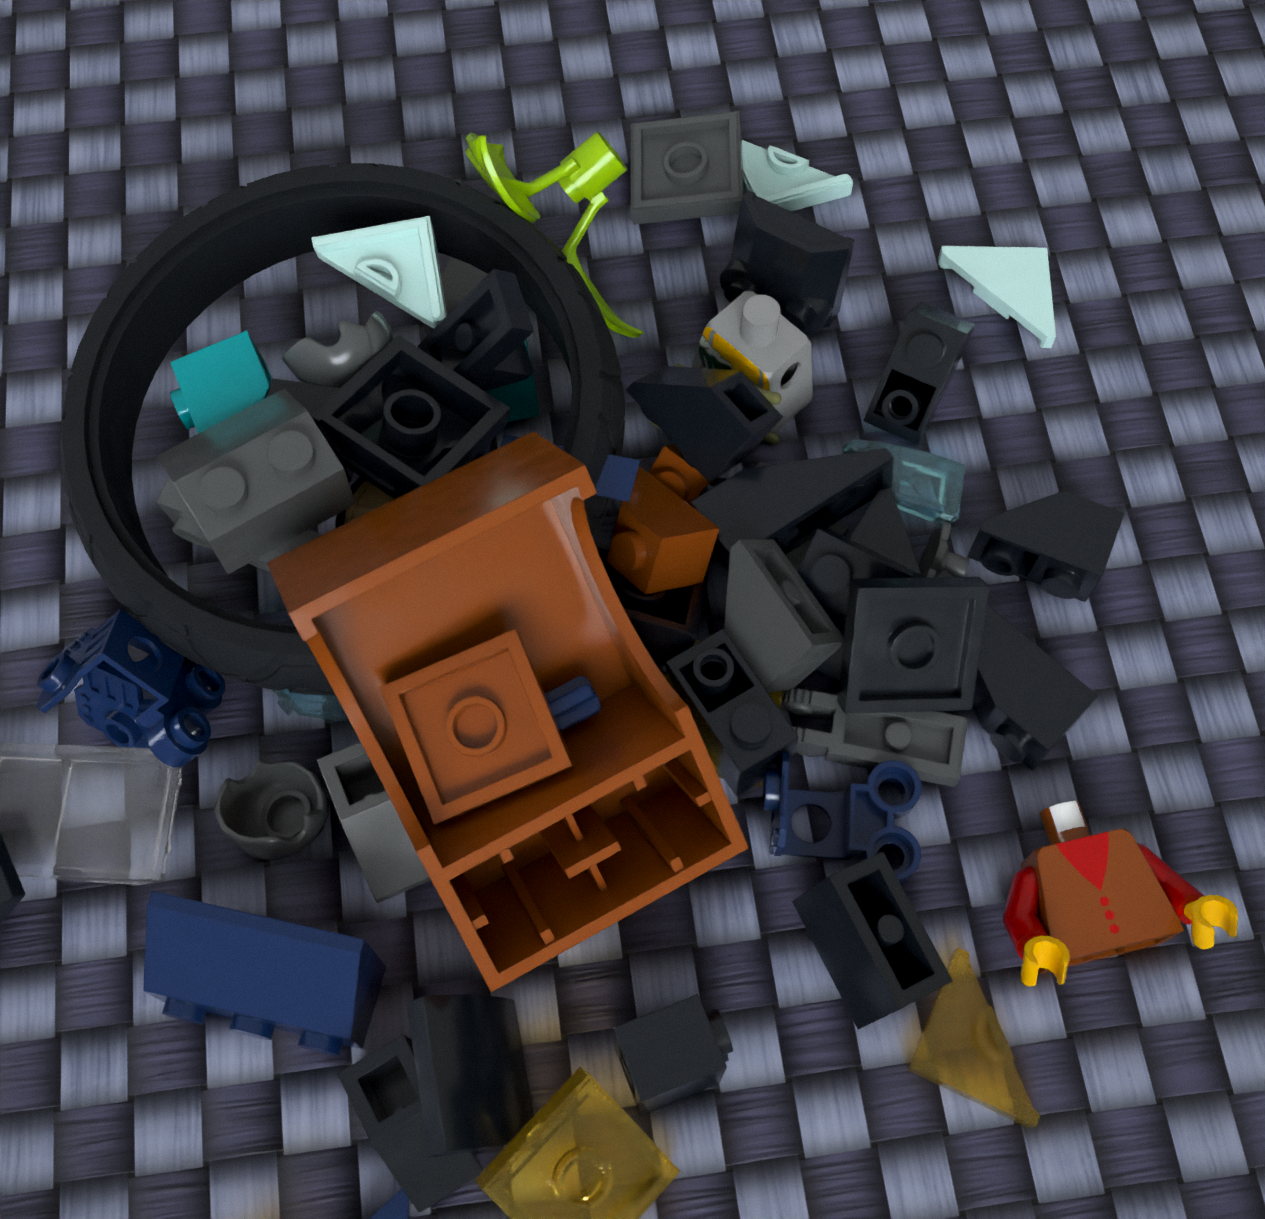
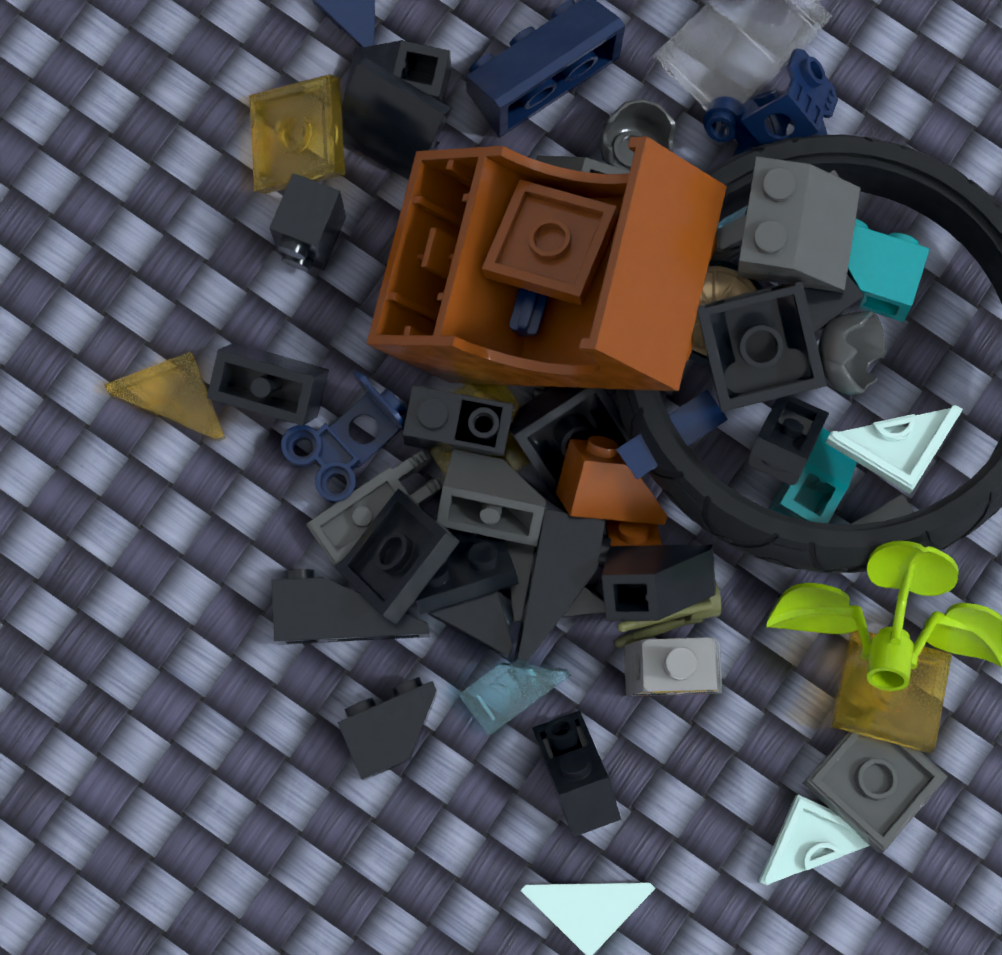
camera: 130 degrees right, 15 degrees up
(629, 218) = (901, 716): none -> clear yellow tile
(789, 261) = (737, 740): black slope -> none
(937, 557) = (440, 647): dark grey plant -> none
(1100, 899) = (176, 528): torso -> none

